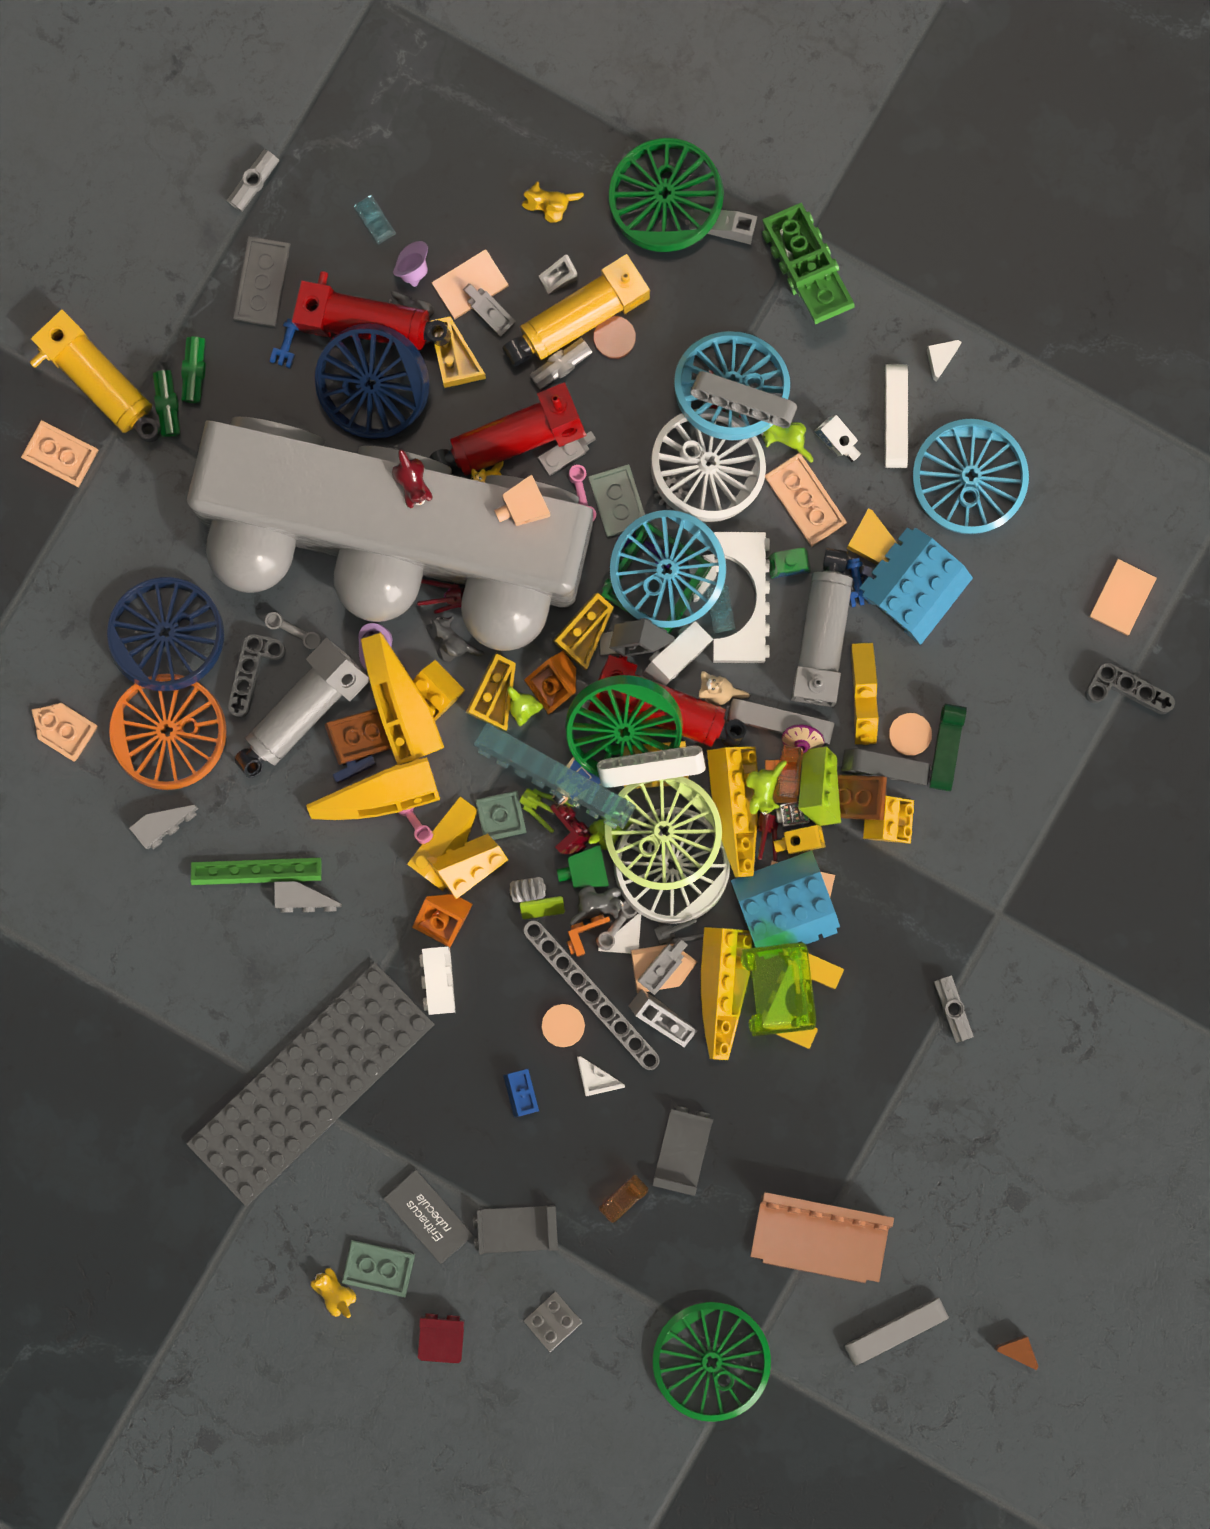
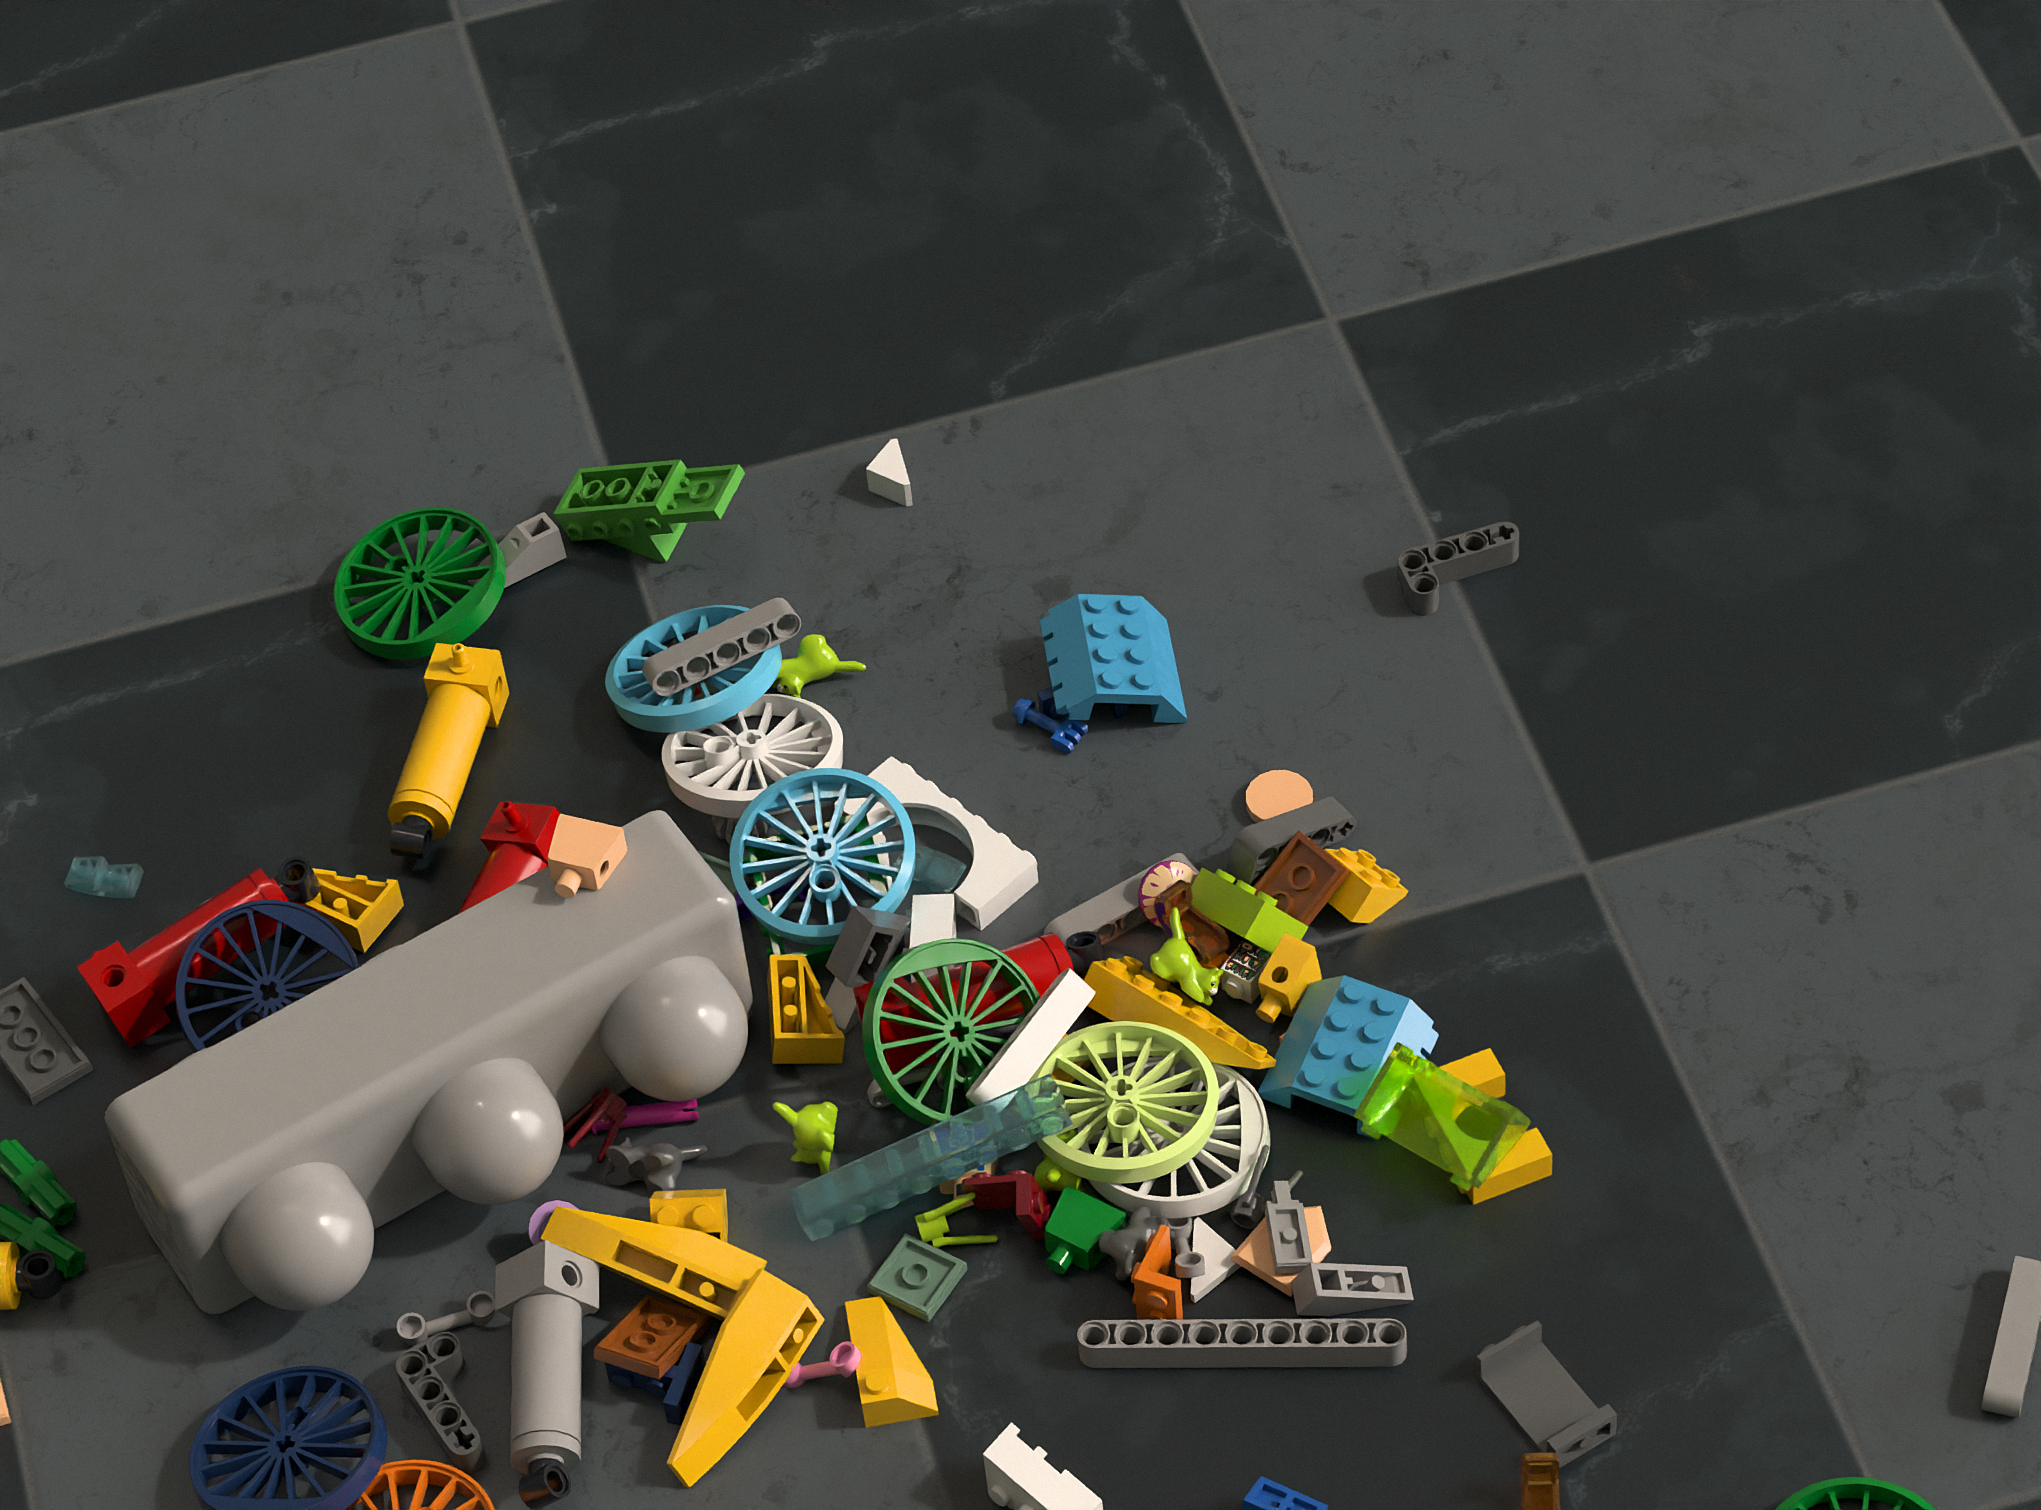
camera: 40 degrees left, 35 degrees down
(284, 351) = (112, 1045): blue hinge -> none
(410, 476) = (416, 940): dark red animal -> none
(411, 263) = (195, 871): lavender piece -> none
(442, 917) = (965, 1427): orange slope -> none
(468, 865) = (935, 1343): yellow wedge -> none
(479, 272) = (285, 831): light nougat tile -> none
(489, 310) = (333, 836): light grey hinge -> none
(492, 698) = (762, 1157): yellow wedge -> none
(527, 889) = (1036, 1305): light grey gear -> none
(542, 907) = (1079, 1305): lime slope -> none
(551, 203) = (296, 697): yellow animal -> none
(553, 681) = (820, 1080): orange slope -> none
(559, 275) = (381, 743): white slope -> none
(561, 363) = (474, 816): light grey piece -> none
(563, 1025) = (1247, 1408): light nougat tile -> none
(595, 1079) = (1353, 1426): white tile -> none
(614, 337) = (510, 751): tile -> none
(718, 689) = (1010, 928): tan animal -> none
(723, 986) = (1374, 1188): yellow wedge -> none
(767, 824) = (1232, 1011): dark red plant -> none
(789, 563) = (953, 760): green torso -> none
(805, 499) = (901, 707): light nougat tile -> none
(820, 1238) = (1804, 1321): nougat piece -> none
(824, 631) = (1115, 826): light grey piece -> none
(831, 431) = (866, 619): white torso -> none
(864, 693) = (1173, 785): yellow arch -> none
(871, 539) = (1013, 671): yellow slope -> none
(896, 415) = (907, 558): white beam -> none
(947, 746) = (1327, 765): dark green beam -> none
(958, 1023) = (1656, 983): light grey piece -> none
(971, 429) = (1049, 539): medium azure piece -> none
(1122, 597) = (1342, 503): light nougat tile -> none

